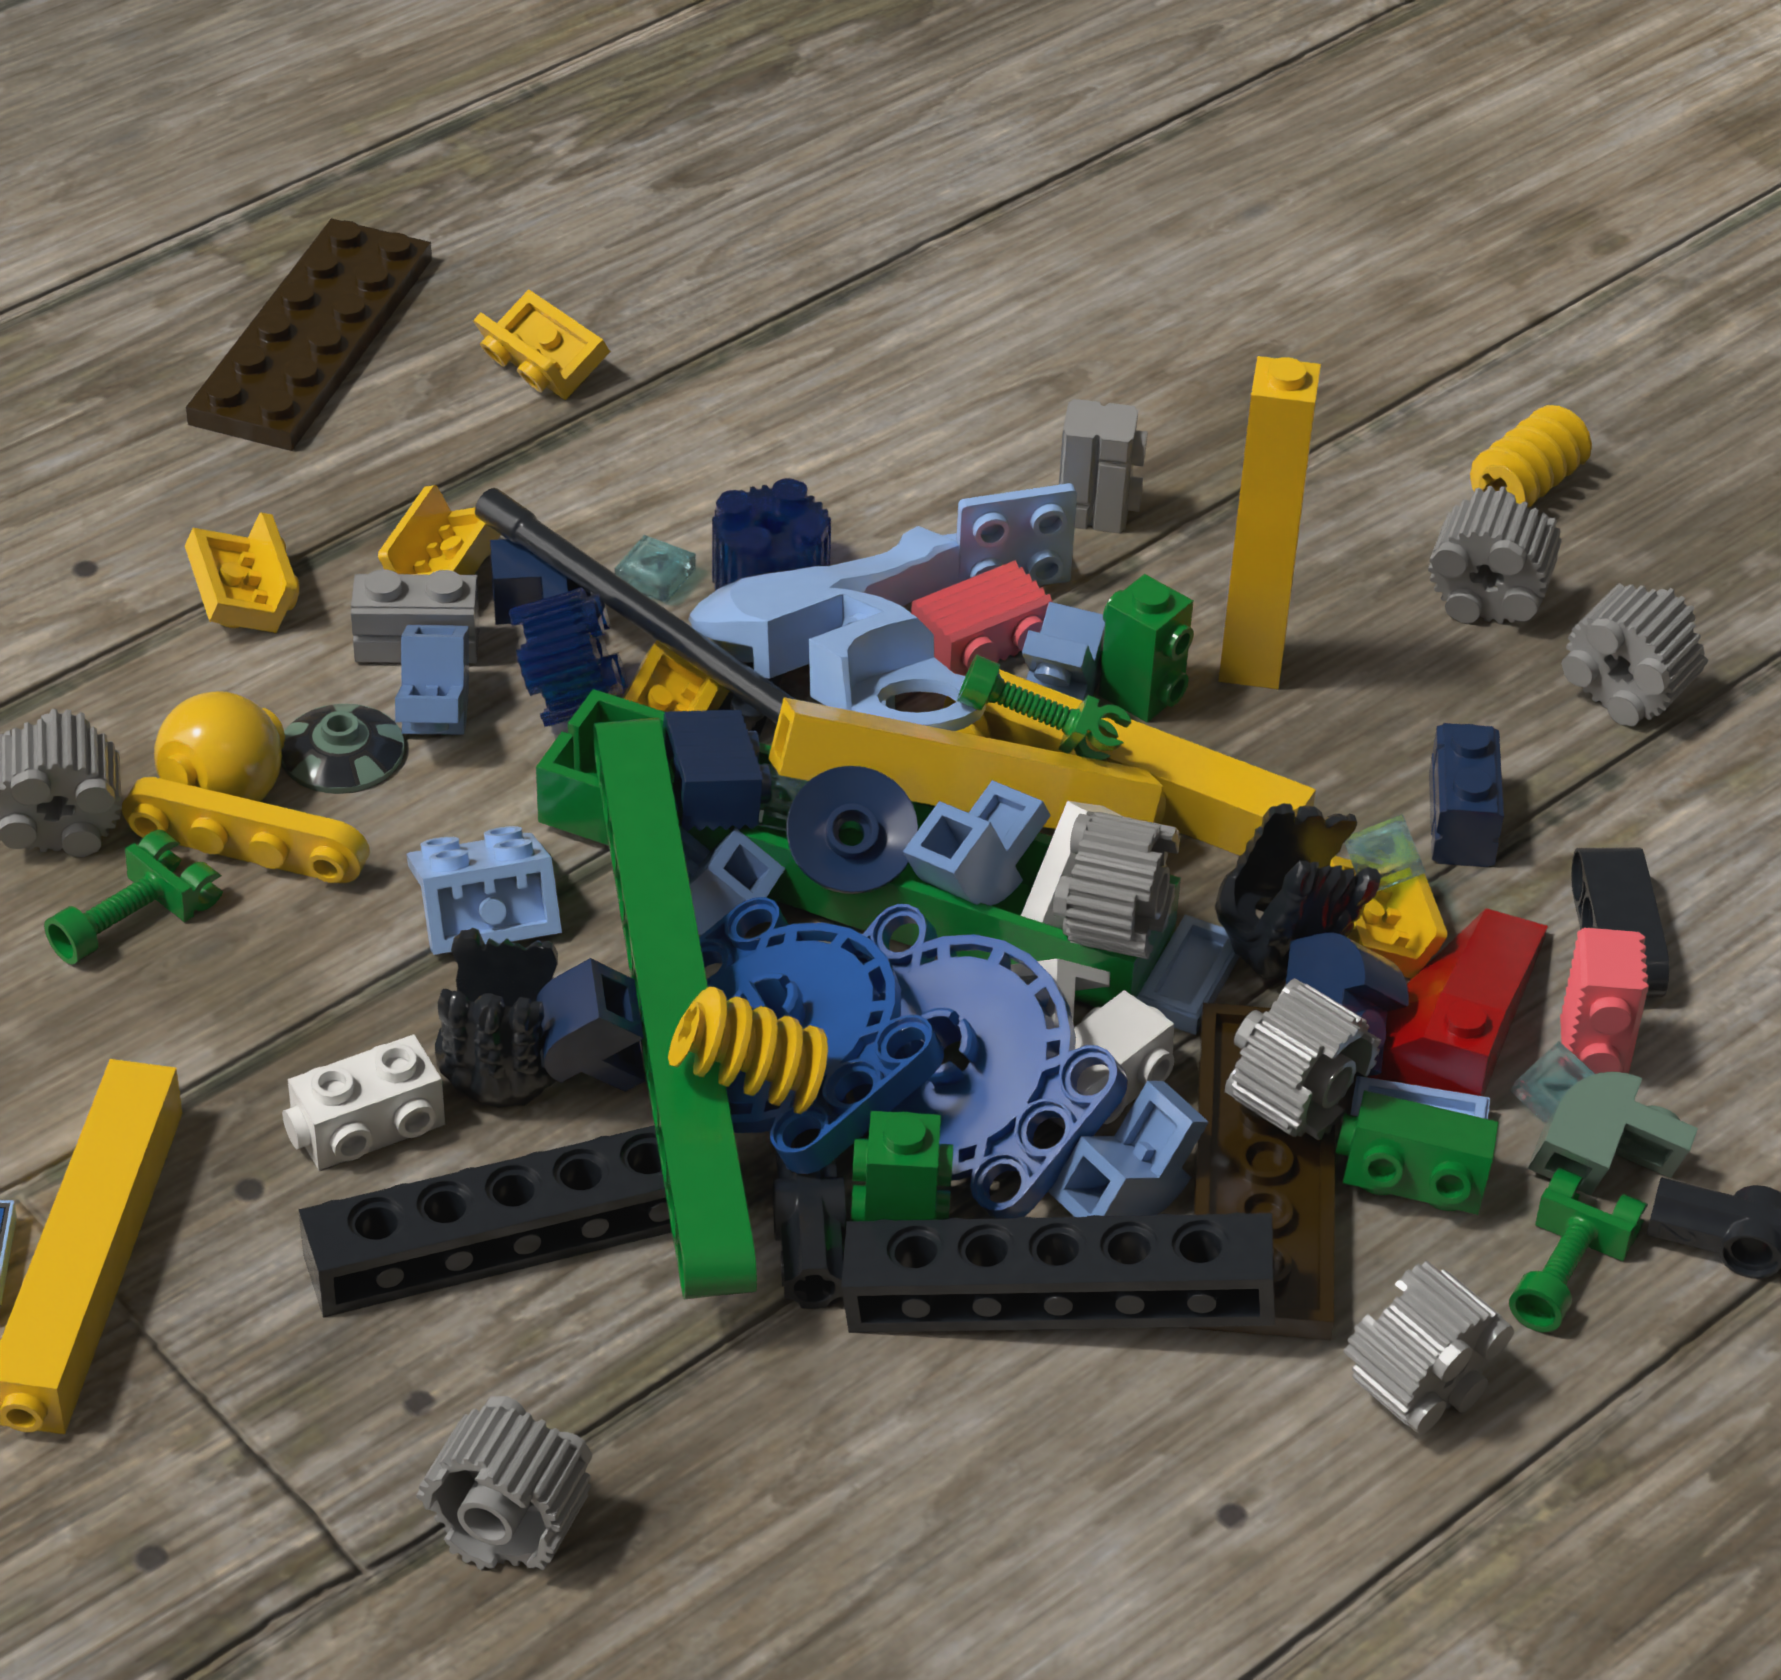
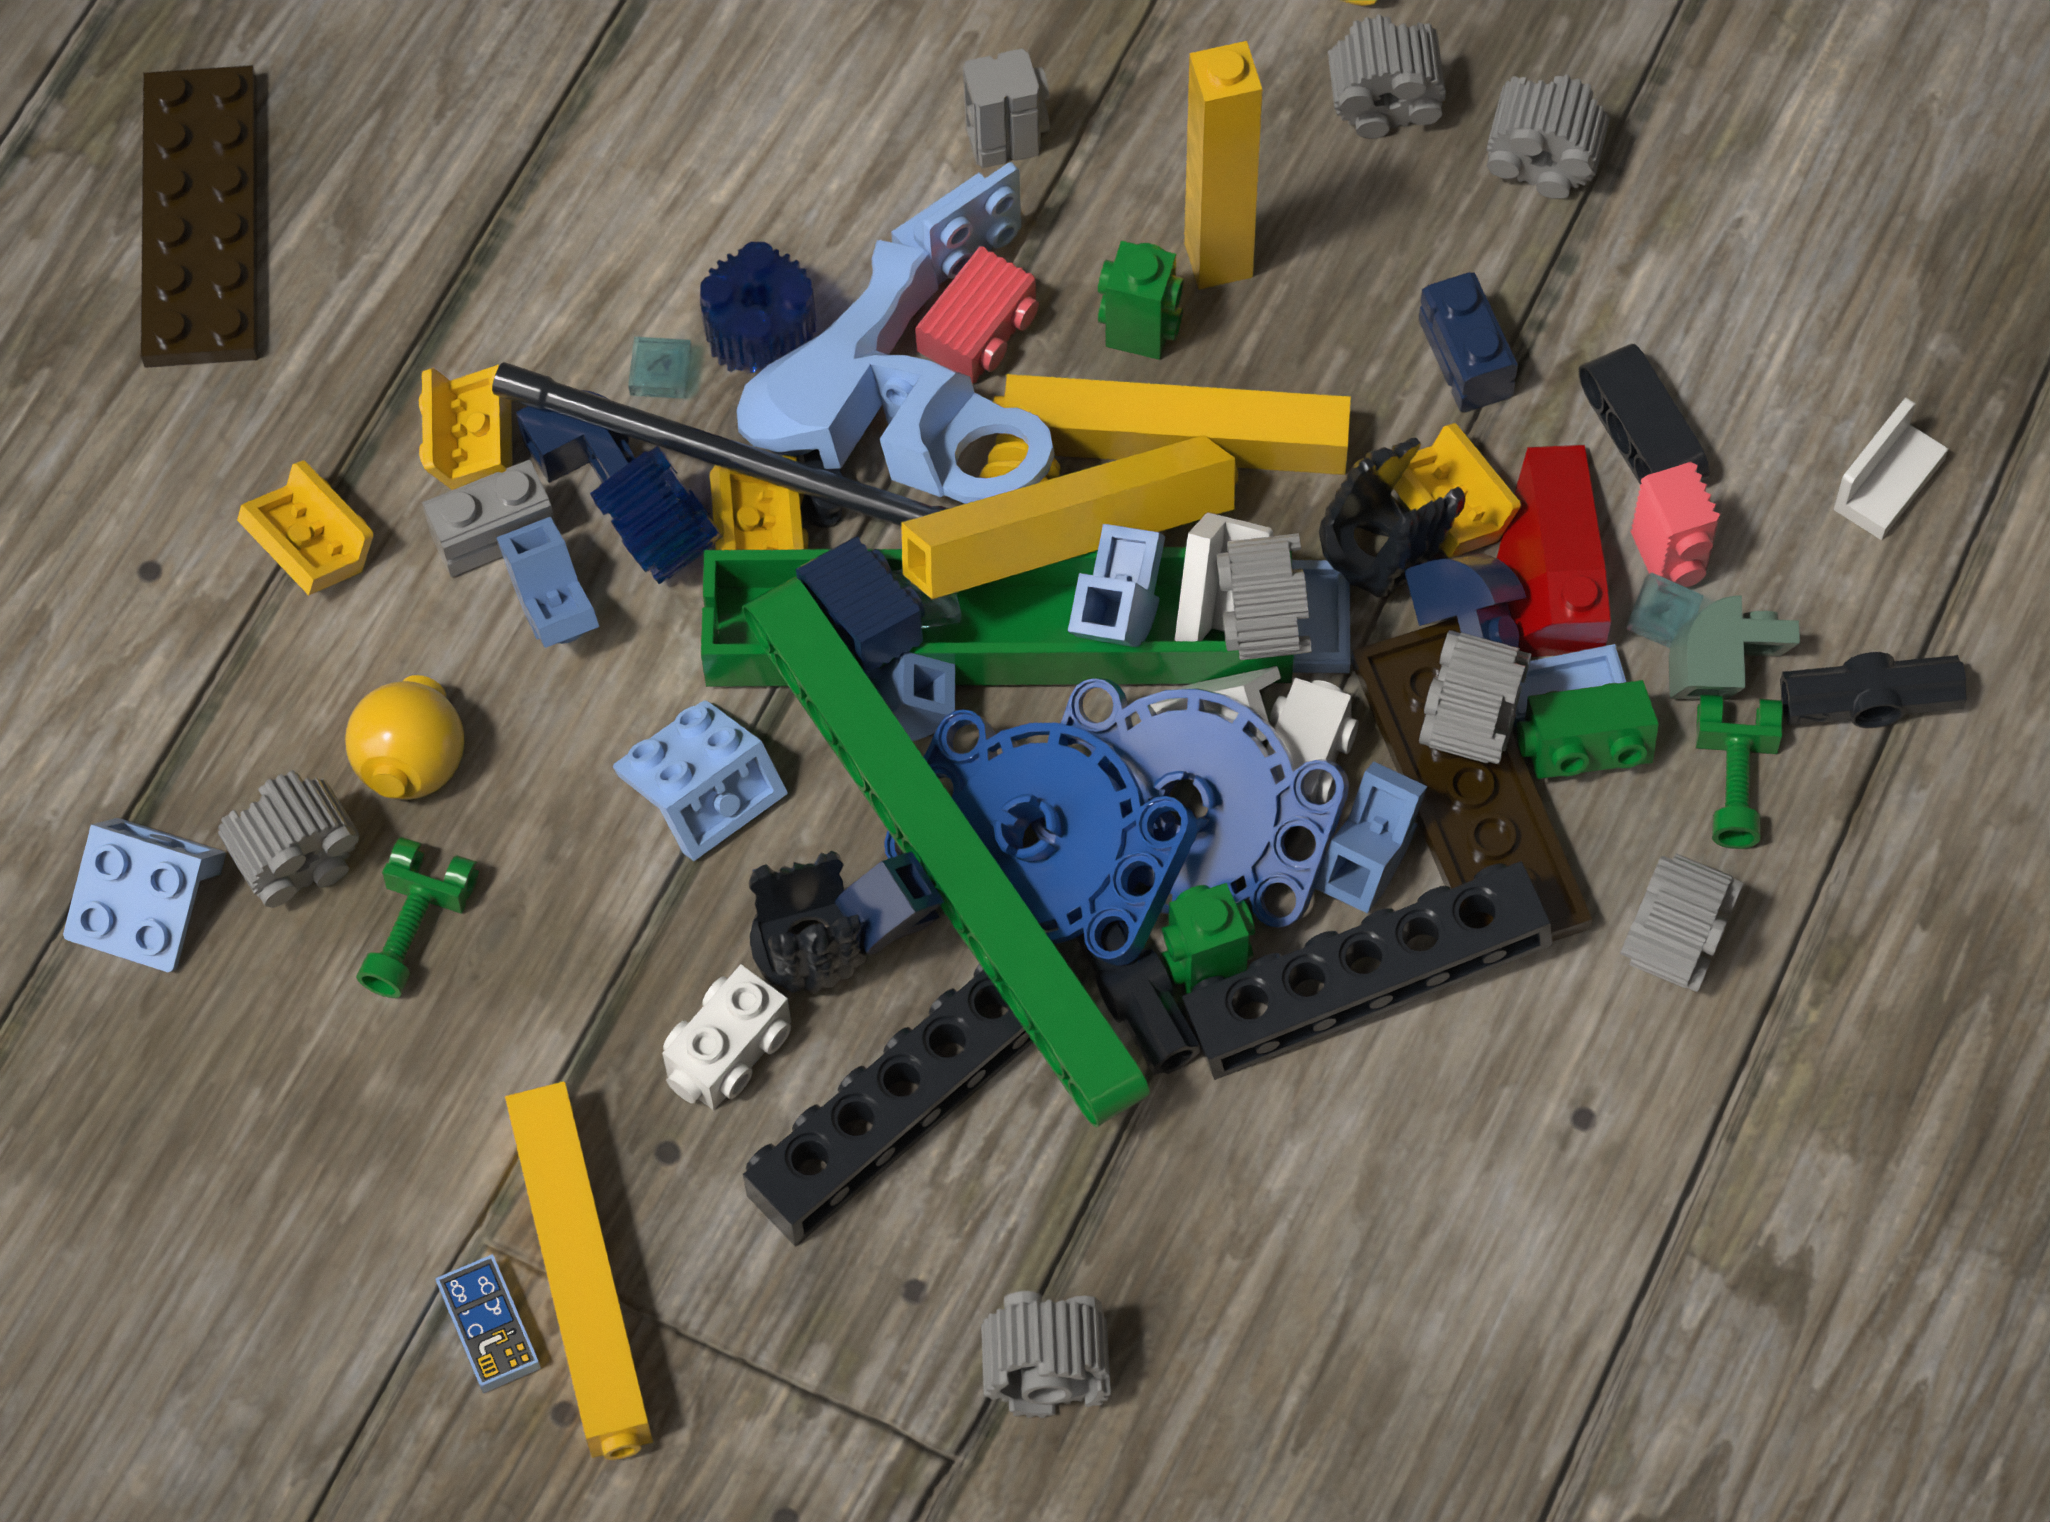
camera: 20 degrees left, 20 degrees up
(247, 830) = (452, 808): yellow plate -> none
(342, 748) = (496, 696): dish -> none
(542, 344) = (427, 149): yellow bracket -> none
(752, 1044) = (1054, 893): yellow piece -> none
(857, 800) = (1039, 617): dark blue dish -> none
(986, 686) = (1146, 428): green bar -> none
(1066, 651) = (1071, 330): medium blue brick -> none
(1388, 849) = (1442, 446): clear light blue tile -> none

